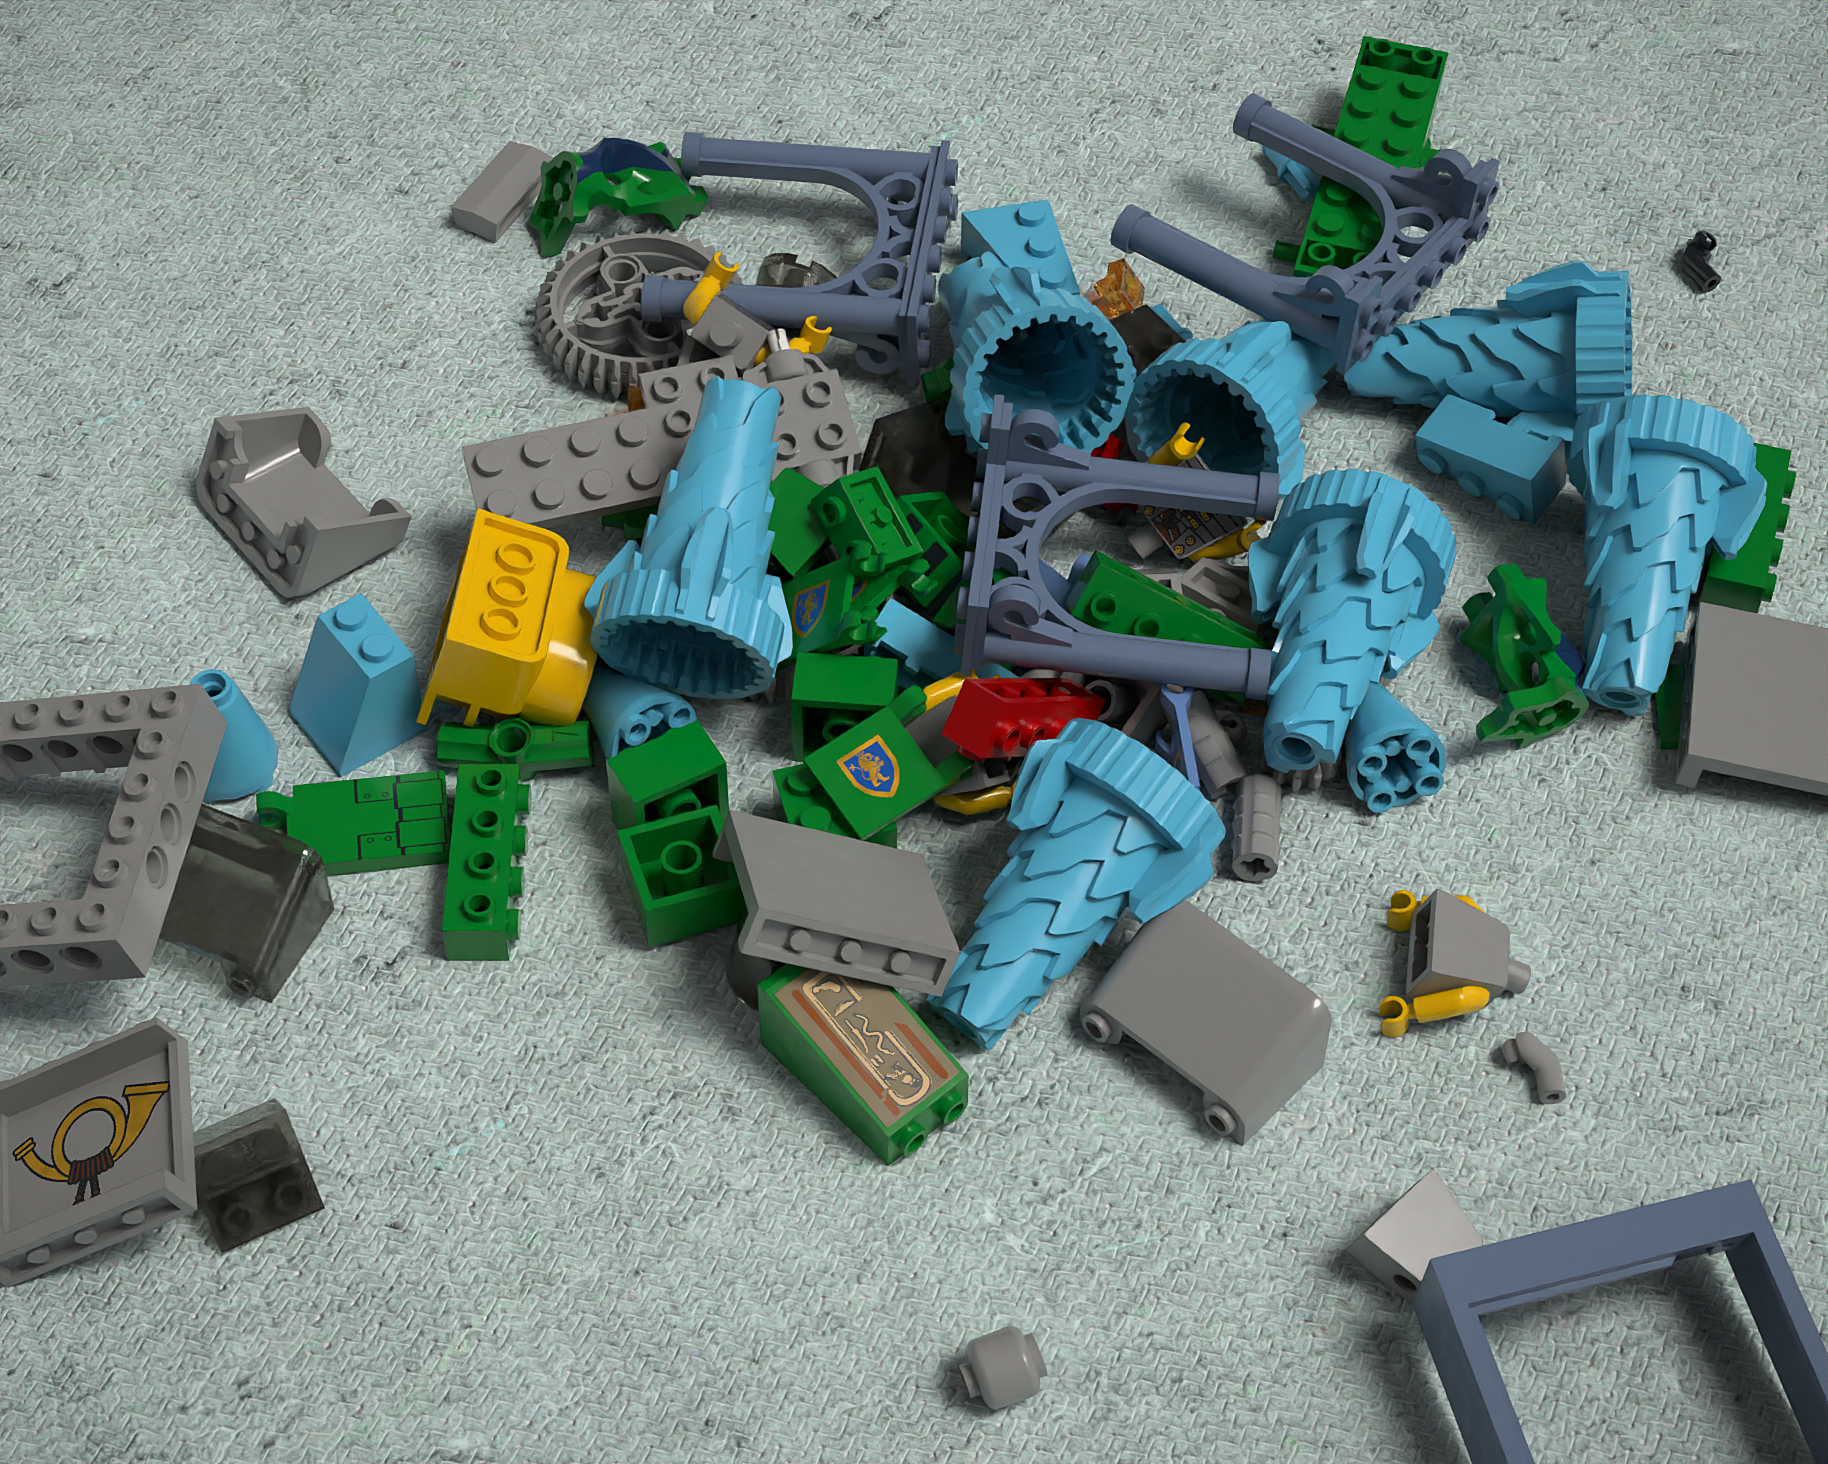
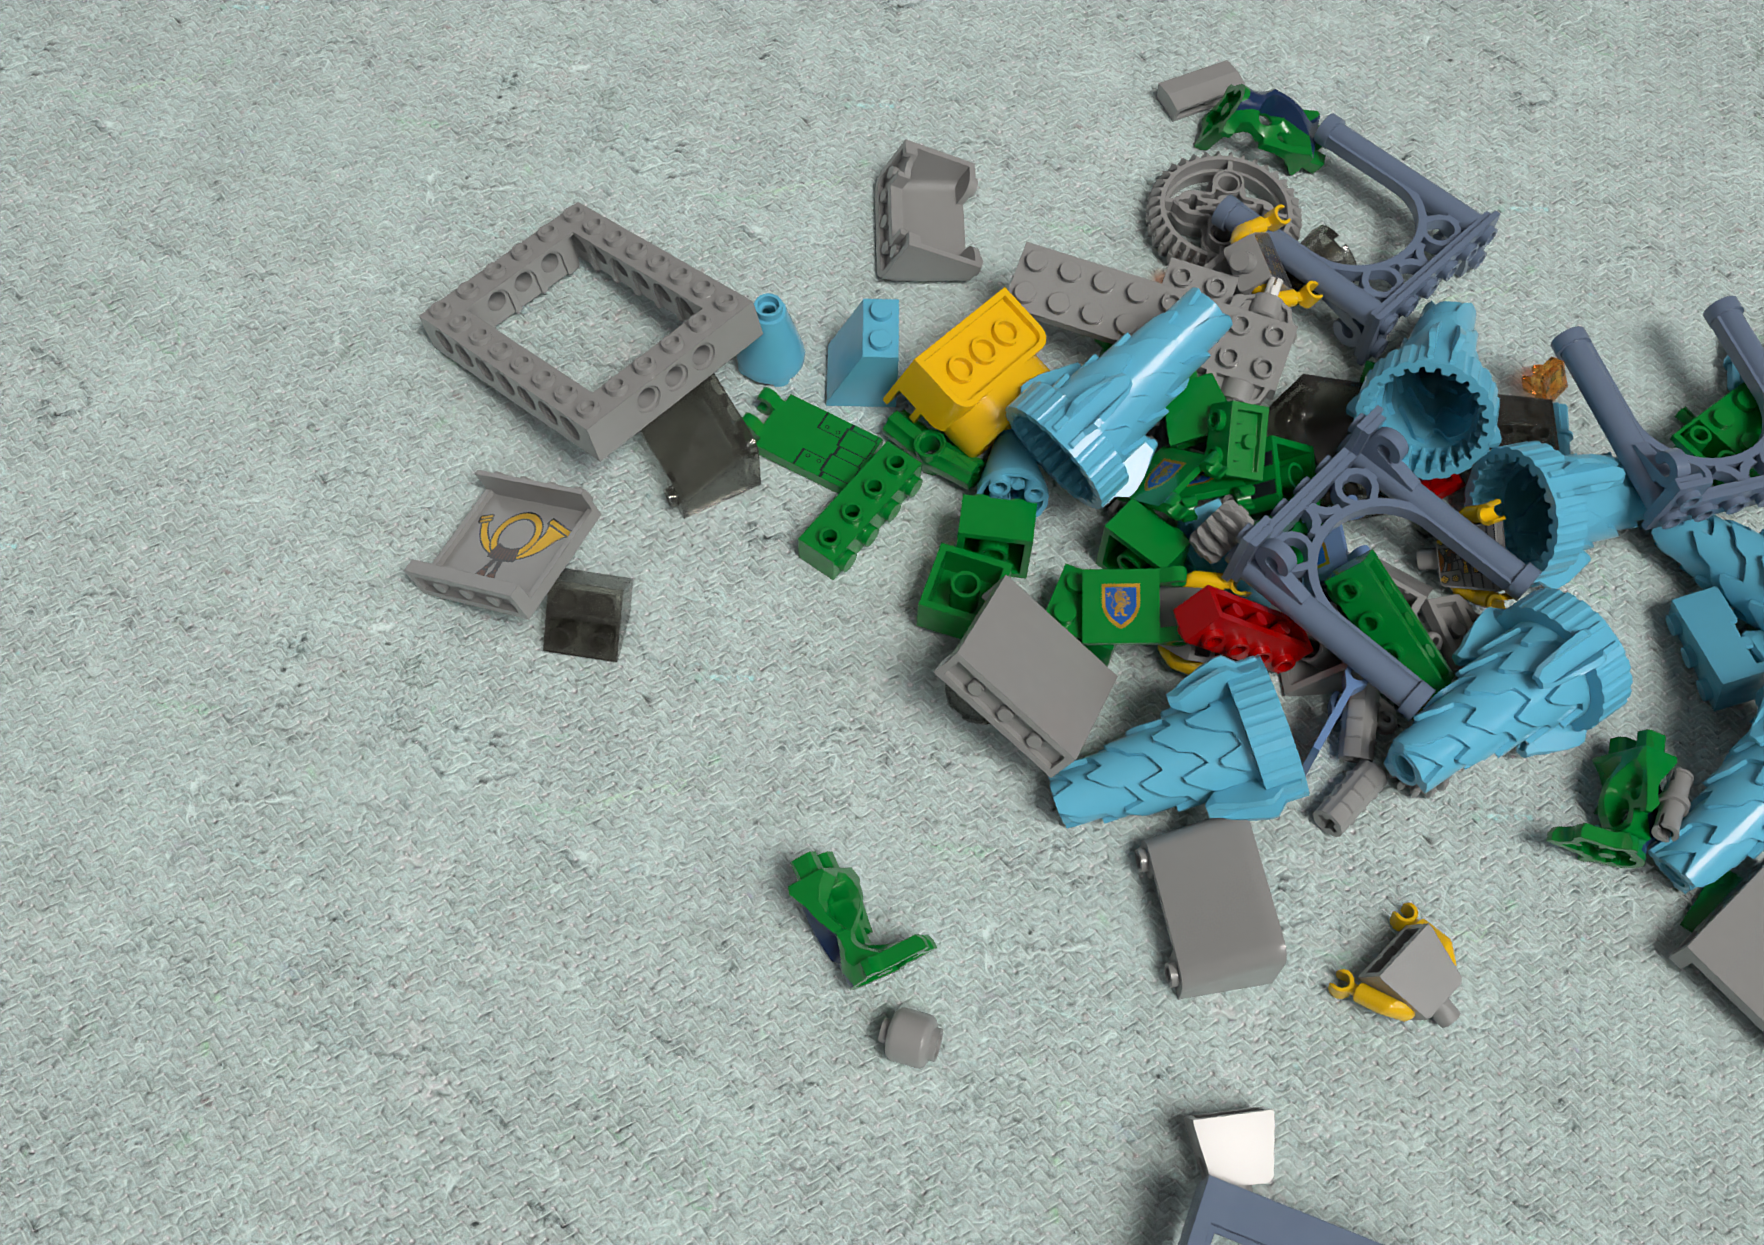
camera: 35 degrees right, 10 degrees up
(820, 1300) = (840, 921): none -> green hips
(862, 1056) = (981, 786): slope -> none
(925, 625) = (1218, 532): none -> light grey gear
(1021, 238) = (1502, 319): medium azure wedge -> none
(1391, 753) = (1479, 806): medium azure cone -> none
(1542, 1061) = (1418, 1083): light grey arm -> none
(1574, 628) = (1673, 805): none -> light grey pin

